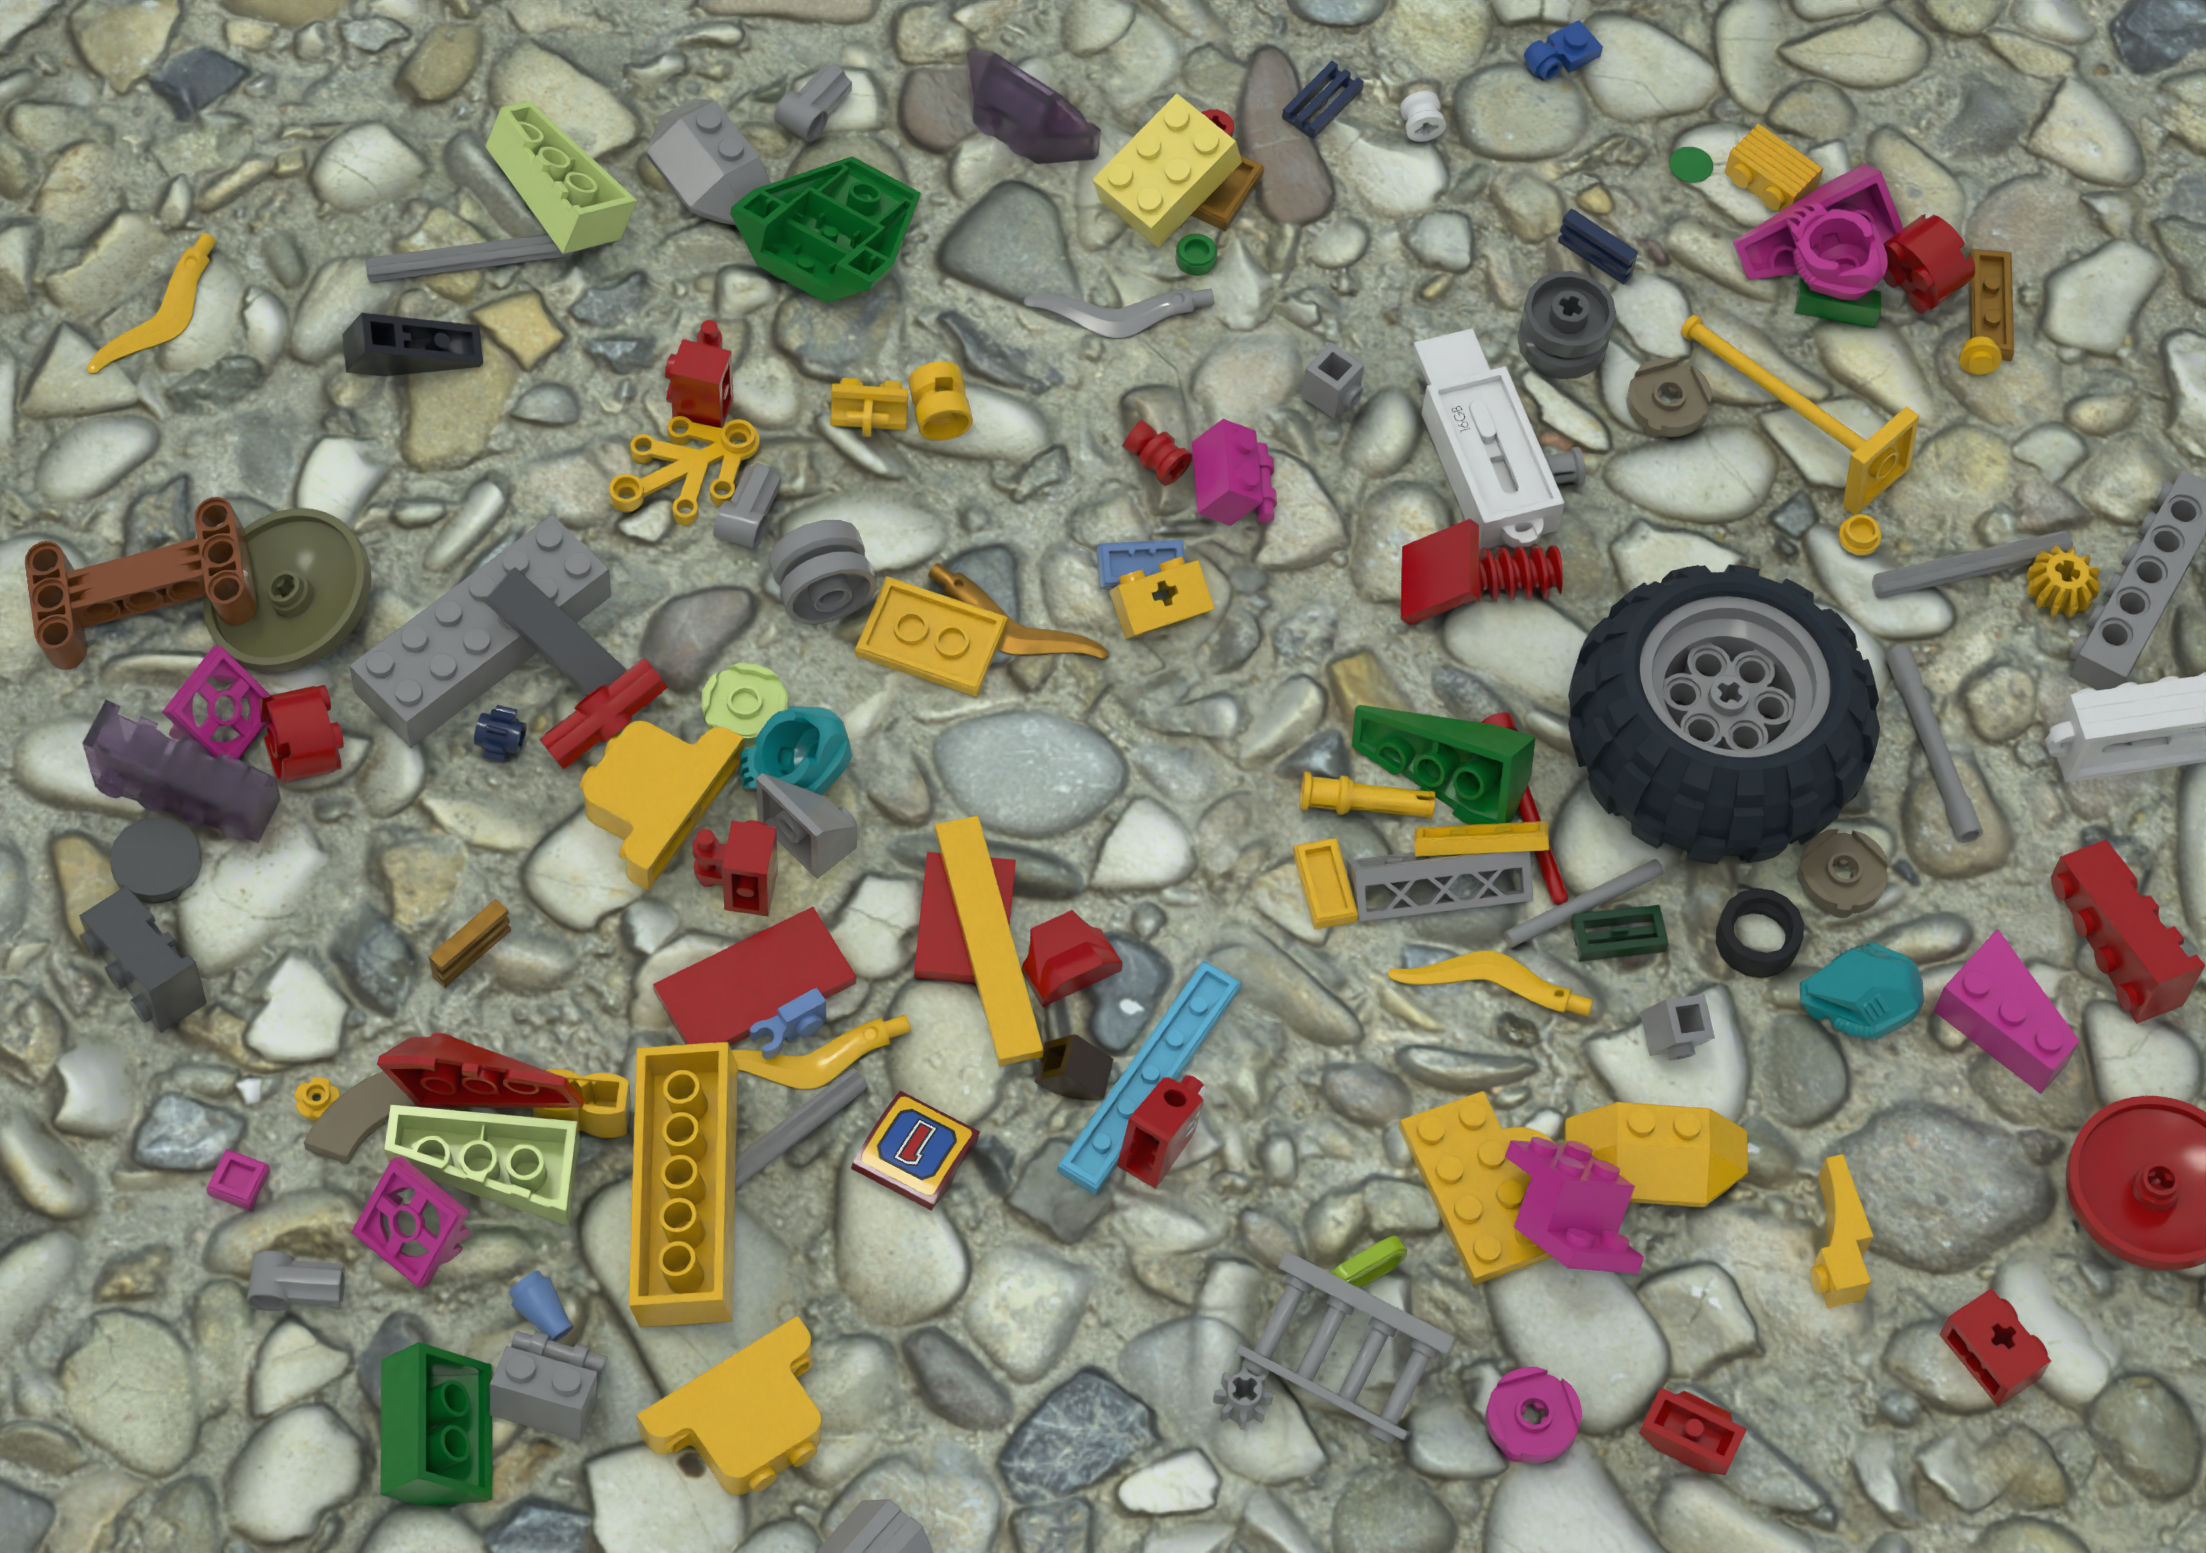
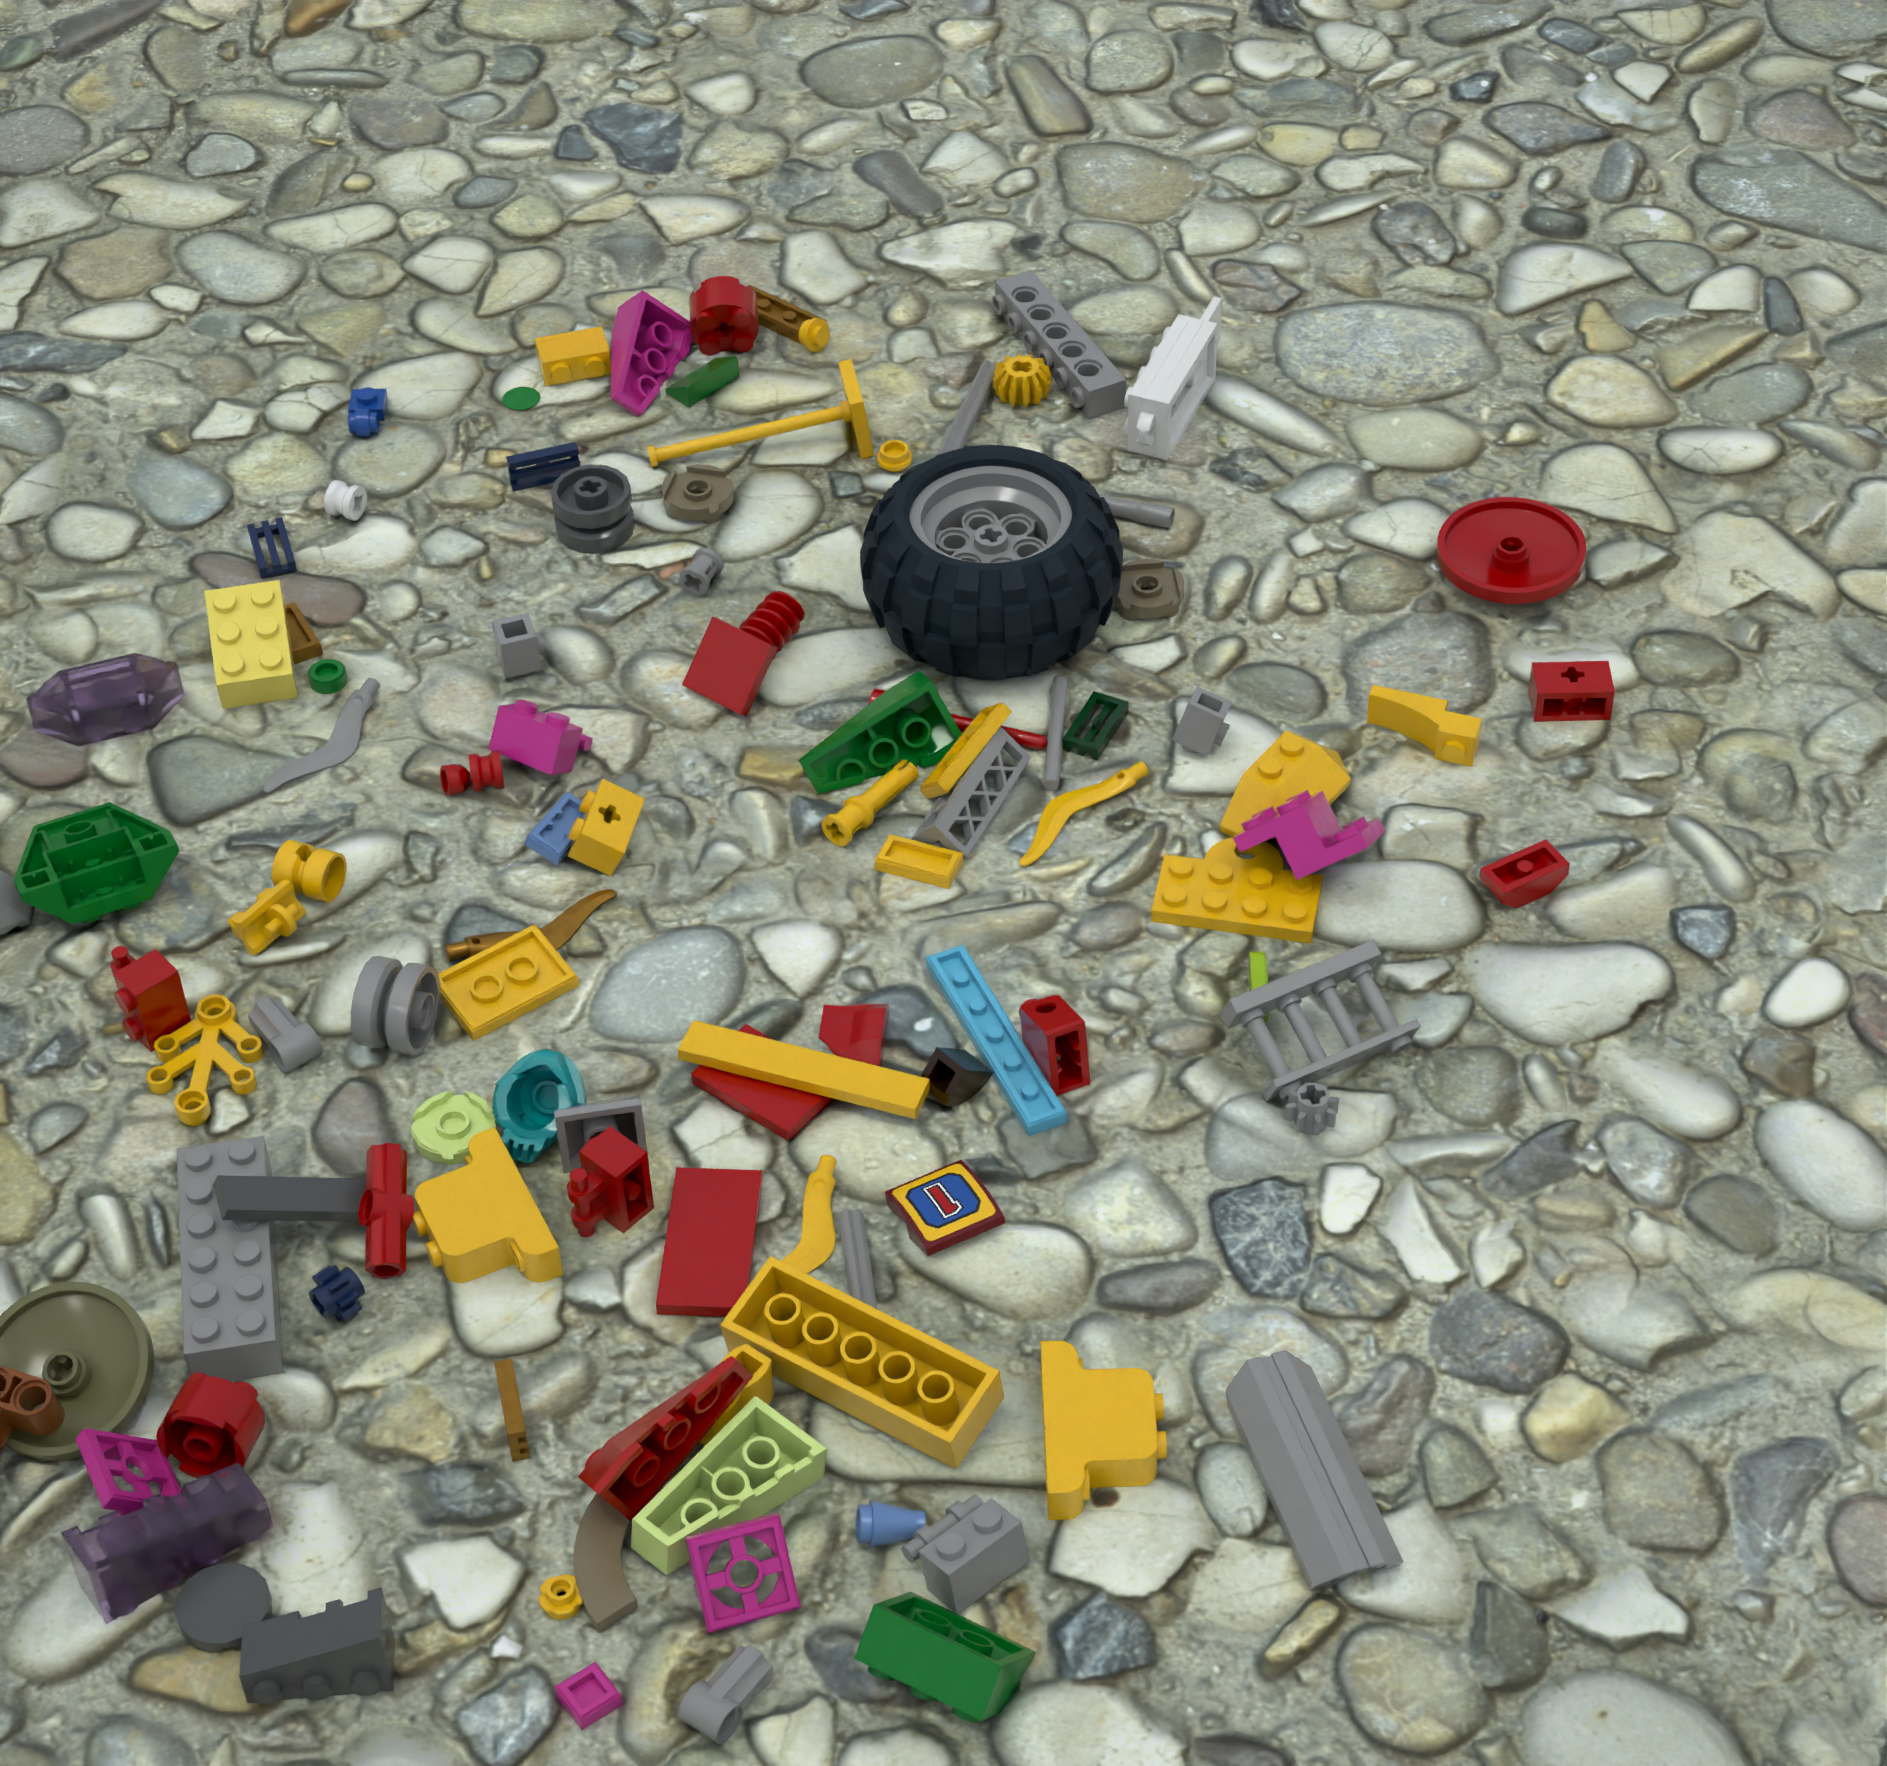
camera: 50 degrees left, 15 degrees down
(795, 1019) = (770, 1222): medium blue plate -> none
(1486, 443) = (647, 591): white piece -> none
(1546, 1393) = (1454, 972): dark pink plate -> none
(1765, 903) = (1159, 671): black tyre -> none
(1837, 251) = (686, 349): dark pink helmet -> none
(1865, 992) = (1250, 620): teal helmet -> none
(2008, 1014) = (1326, 560): dark pink wedge -> none
(2125, 932) = (1311, 475): red wedge -> none

